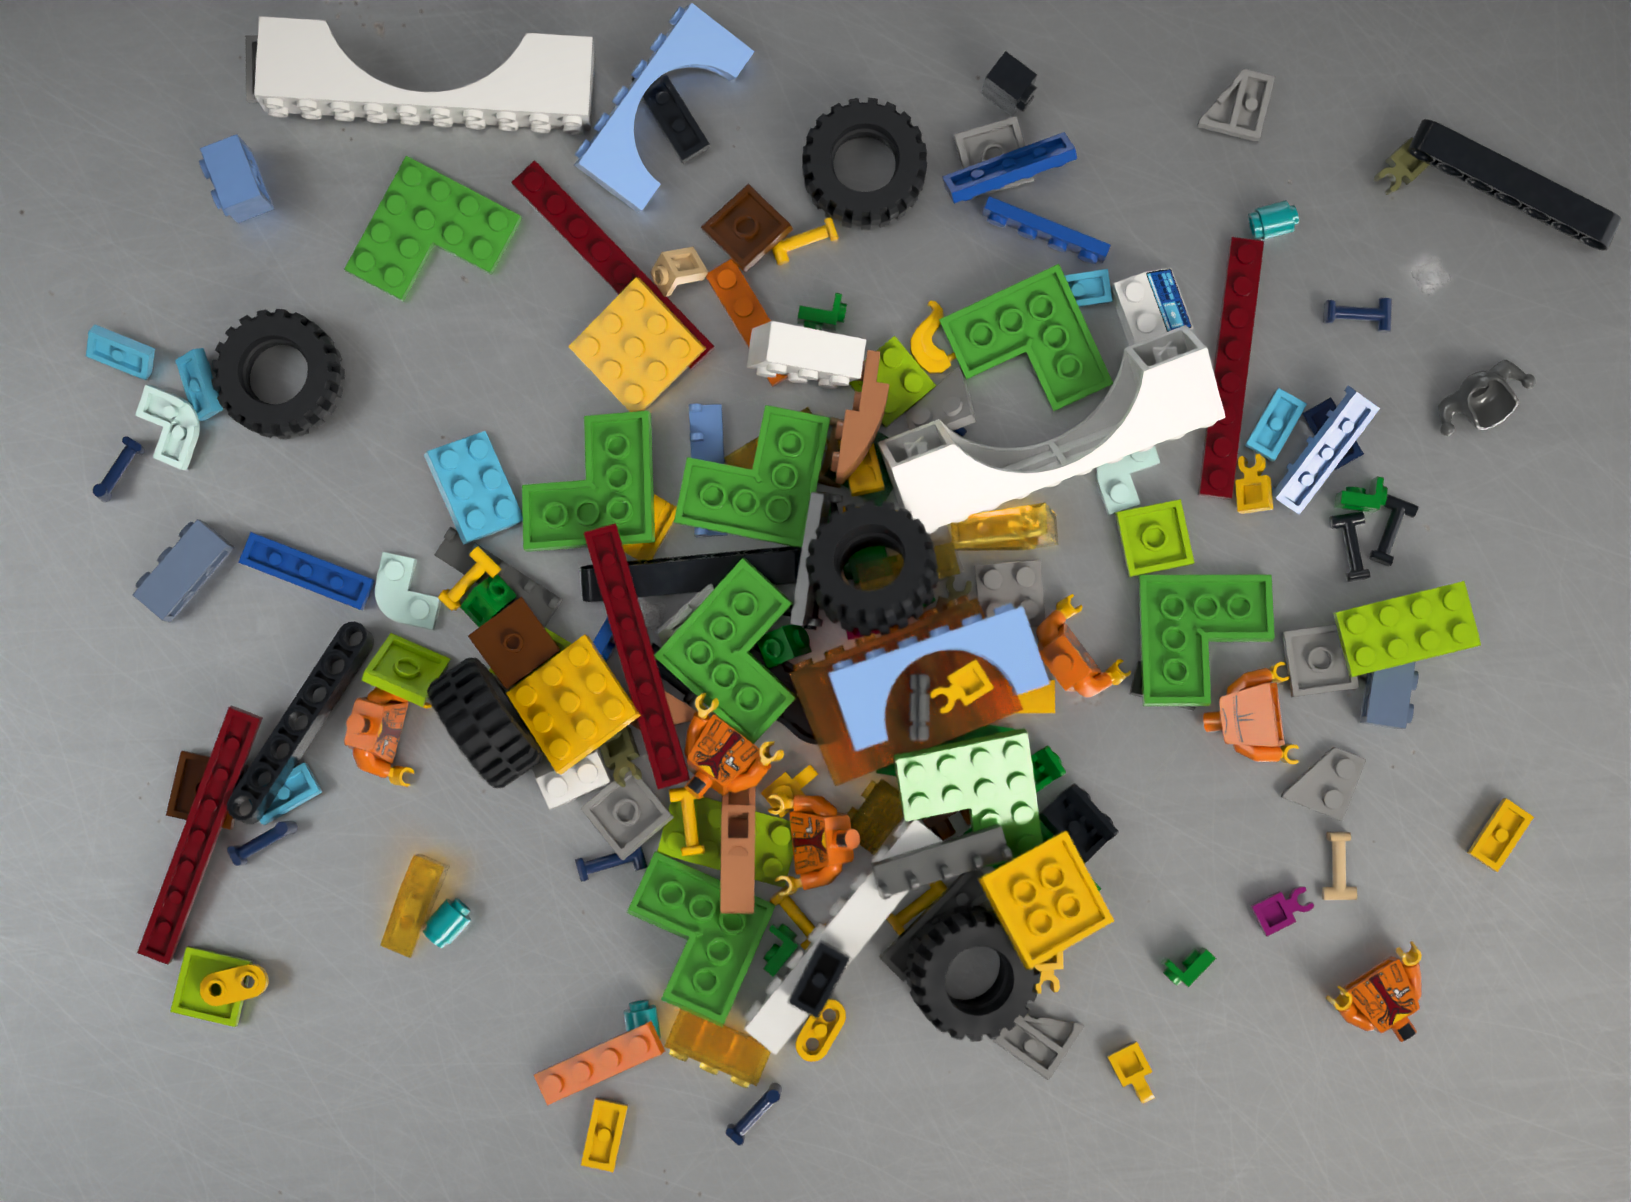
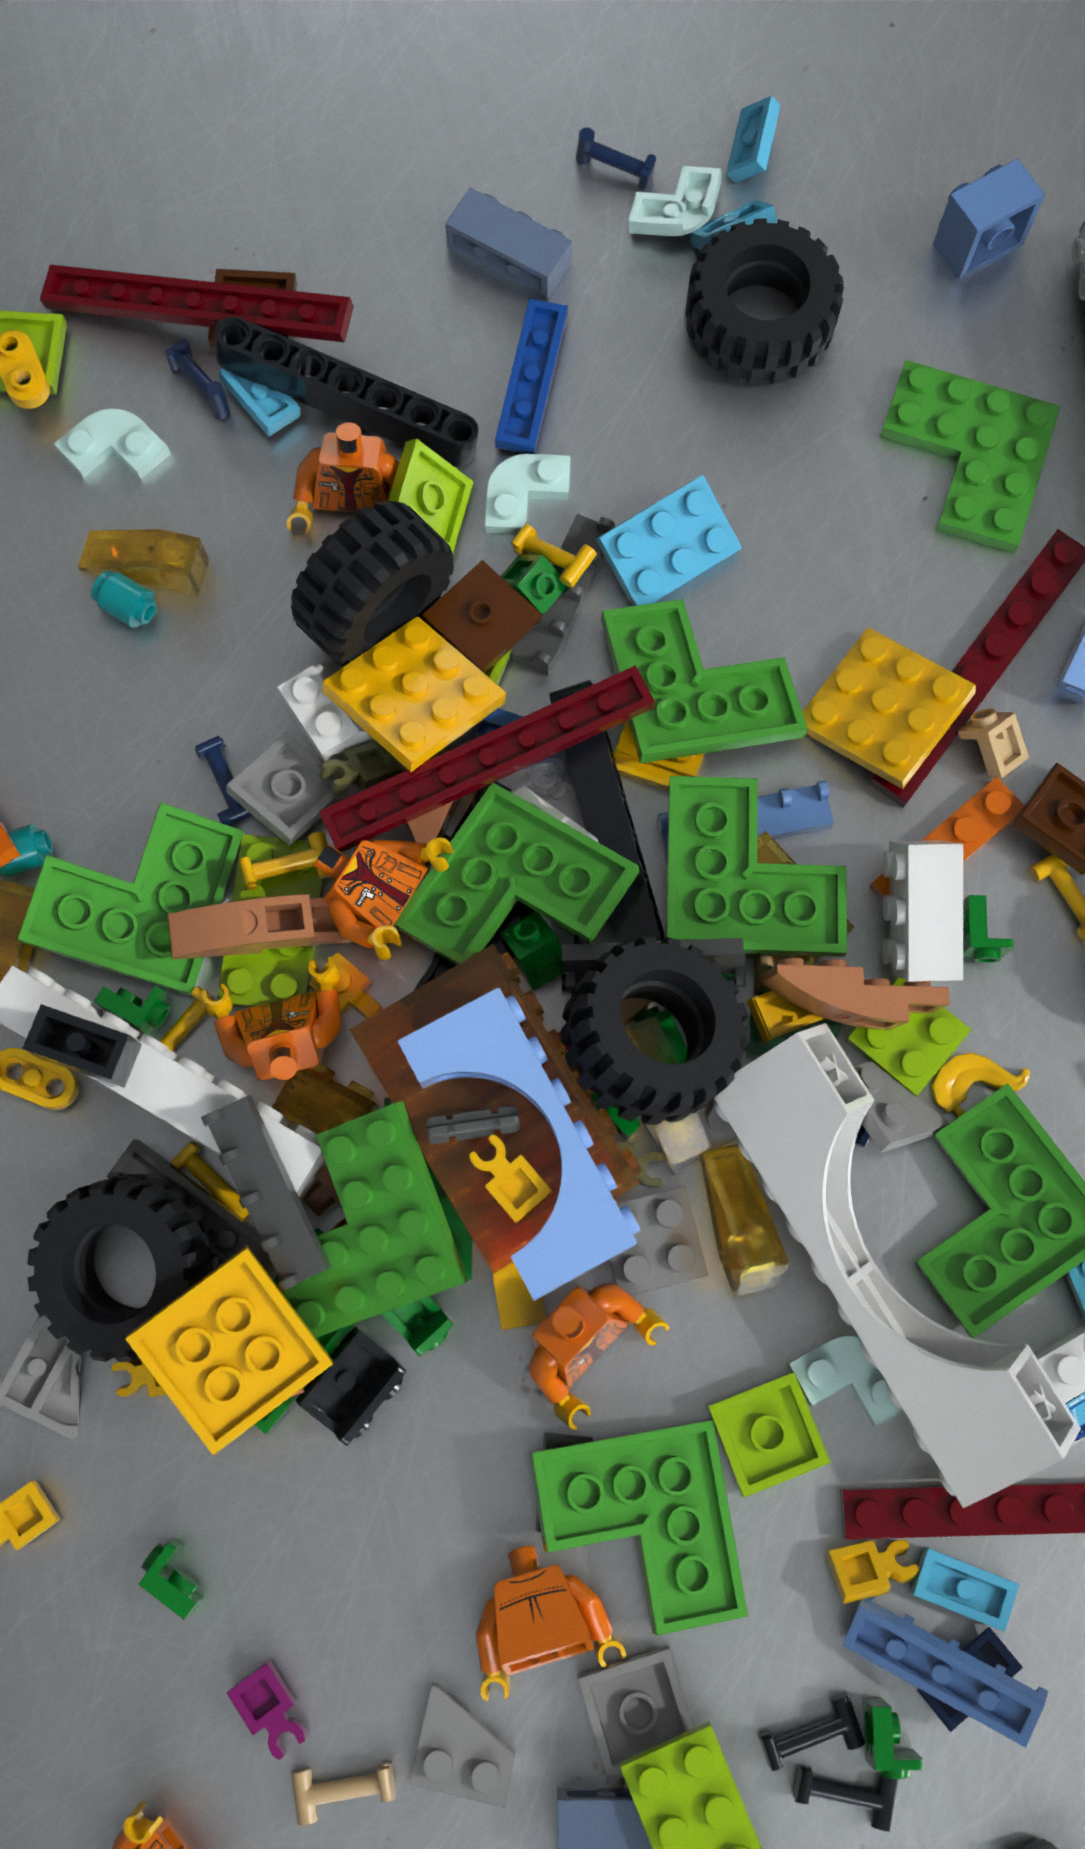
camera: 80 degrees right, 10 degrees down
(296, 917) = (109, 433): none -> light aqua plate

